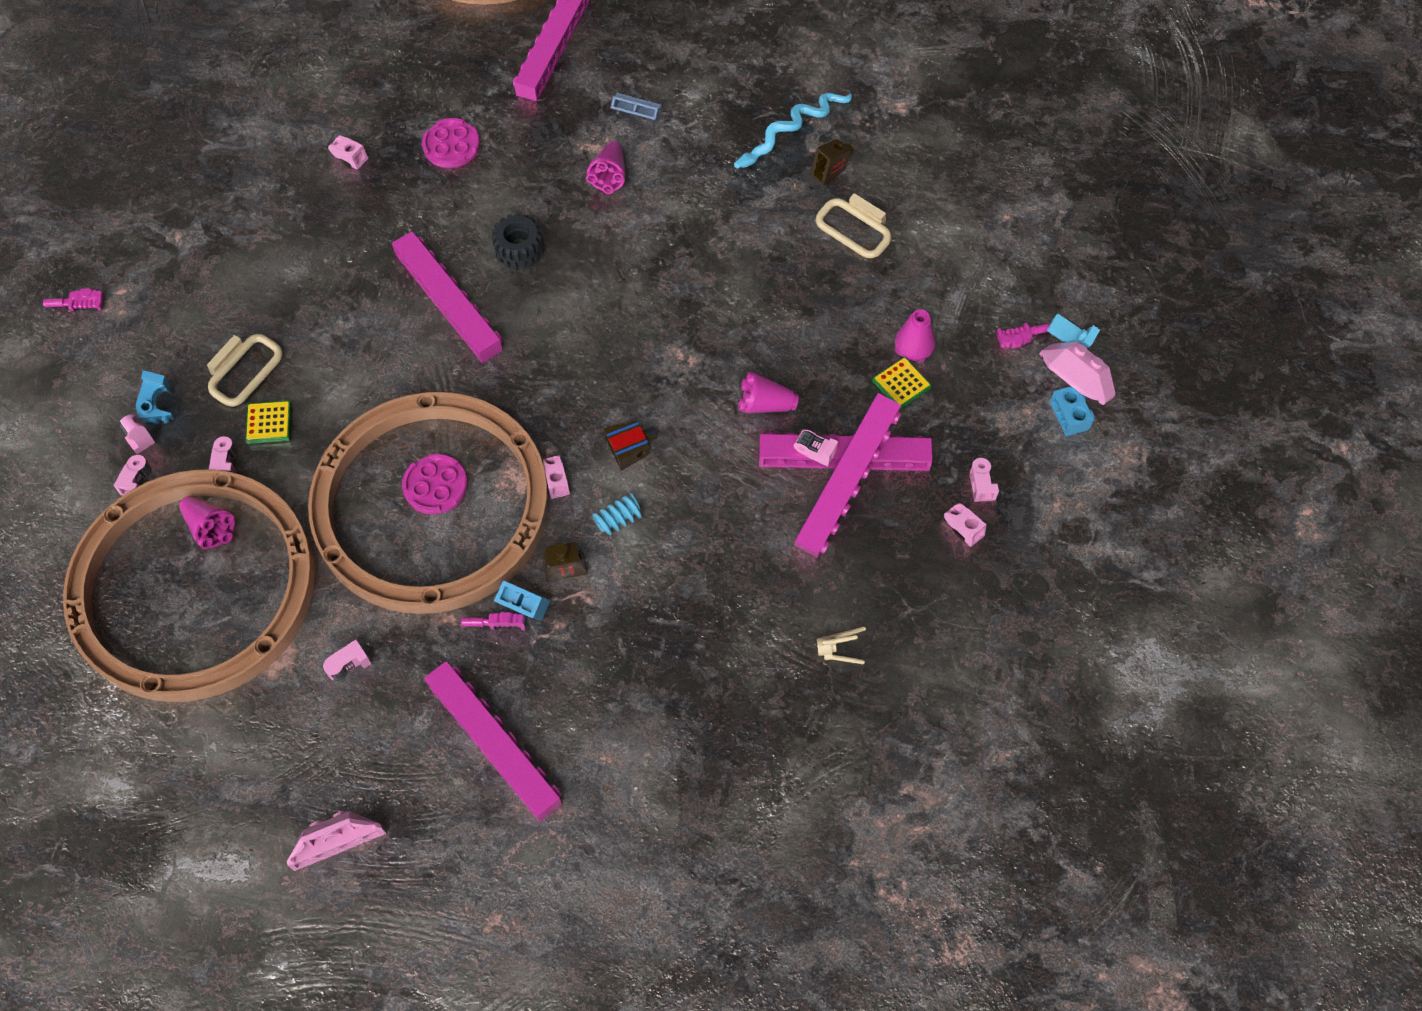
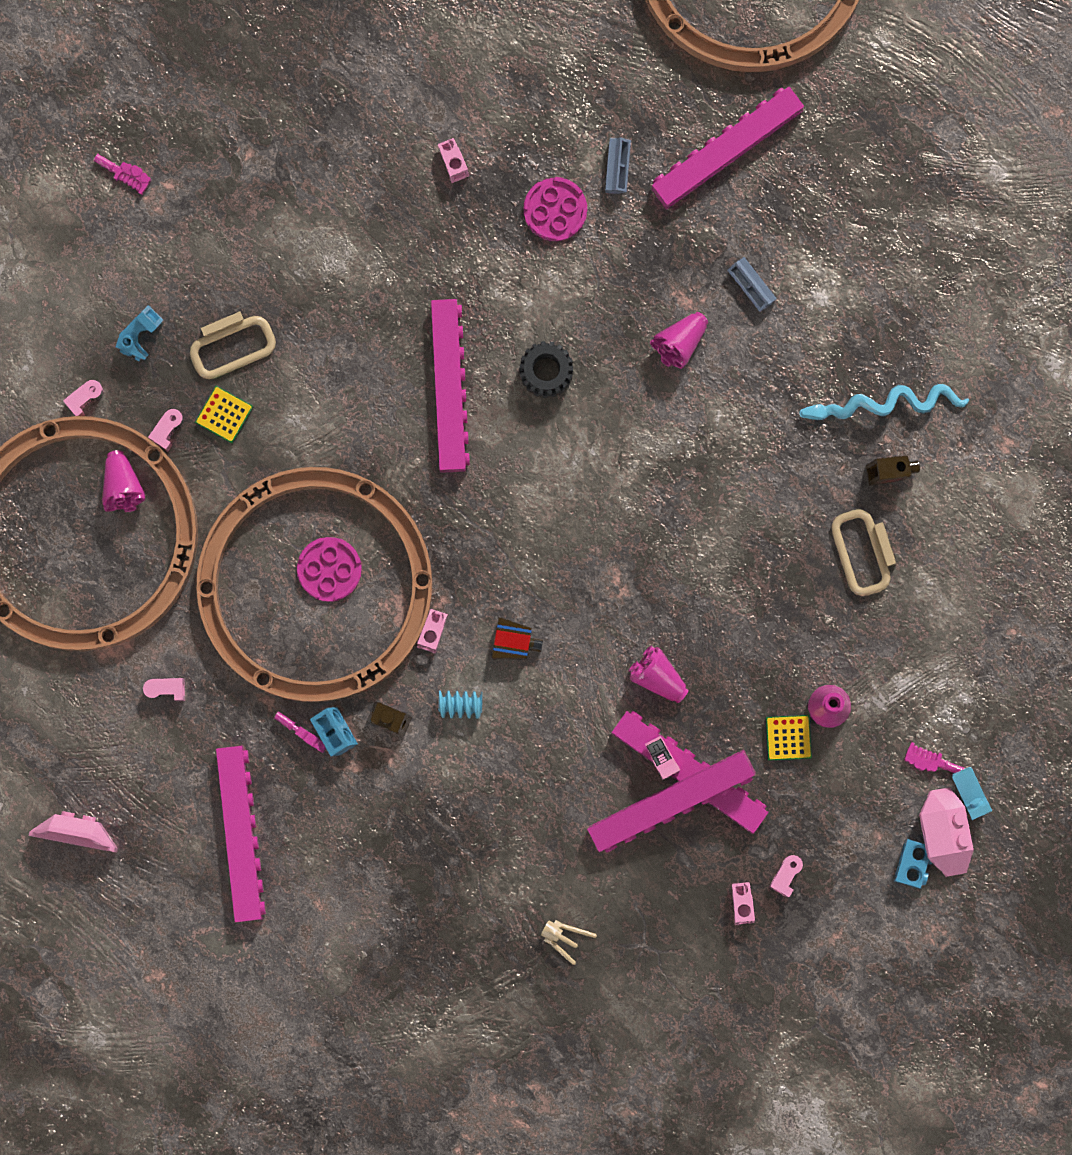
camera: 35 degrees right, 20 degrees up
(136, 433) = (107, 358): bright pink leg -> none
(479, 90) = (618, 165): none -> sand blue piece

